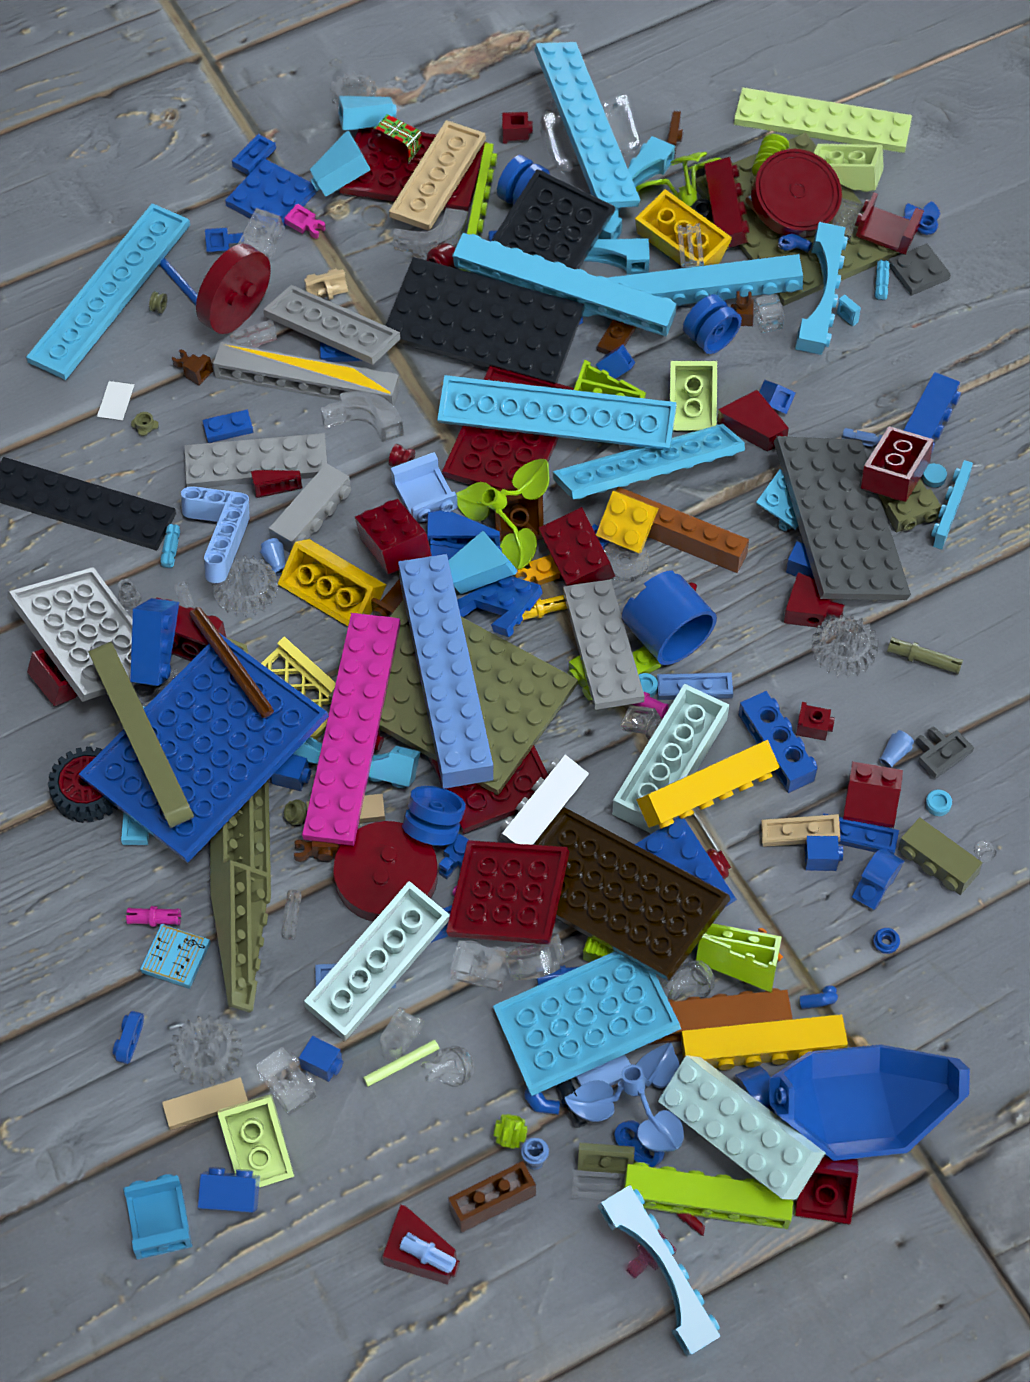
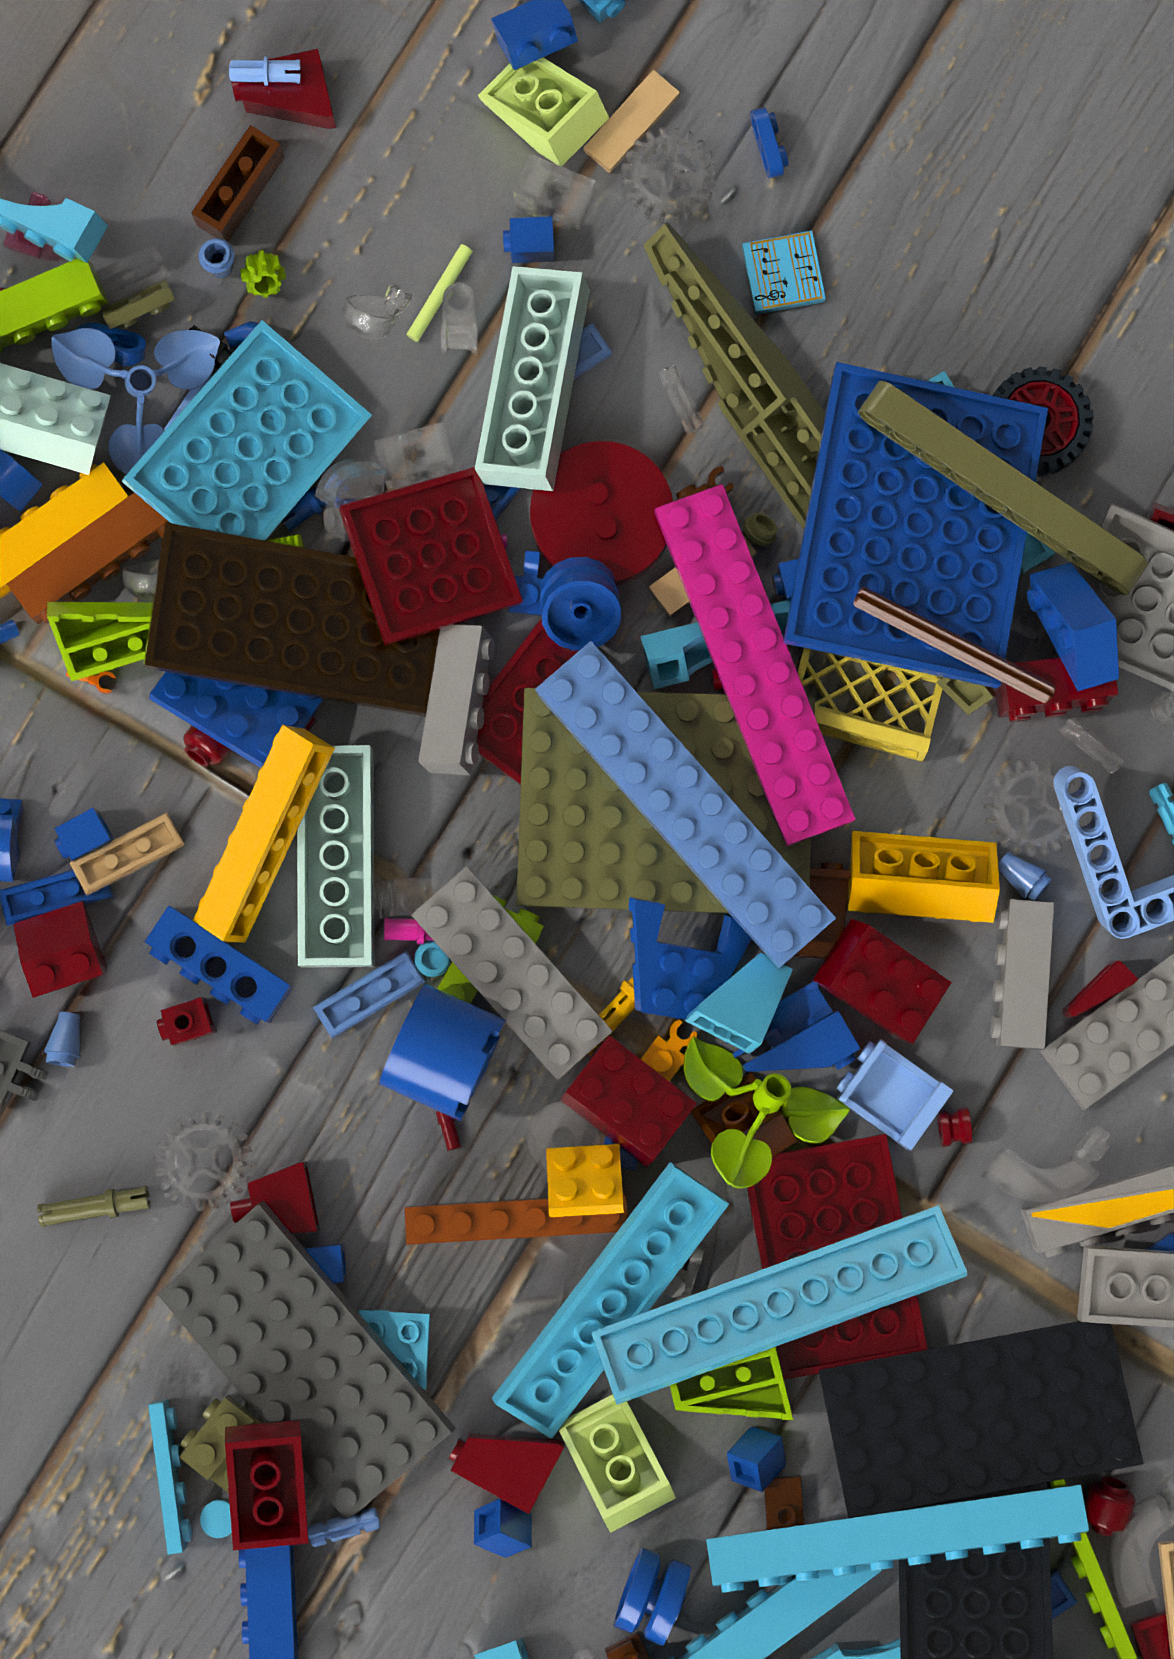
camera: 150 degrees right, 25 degrees up
(153, 916) = (841, 302): dark pink pin -> none

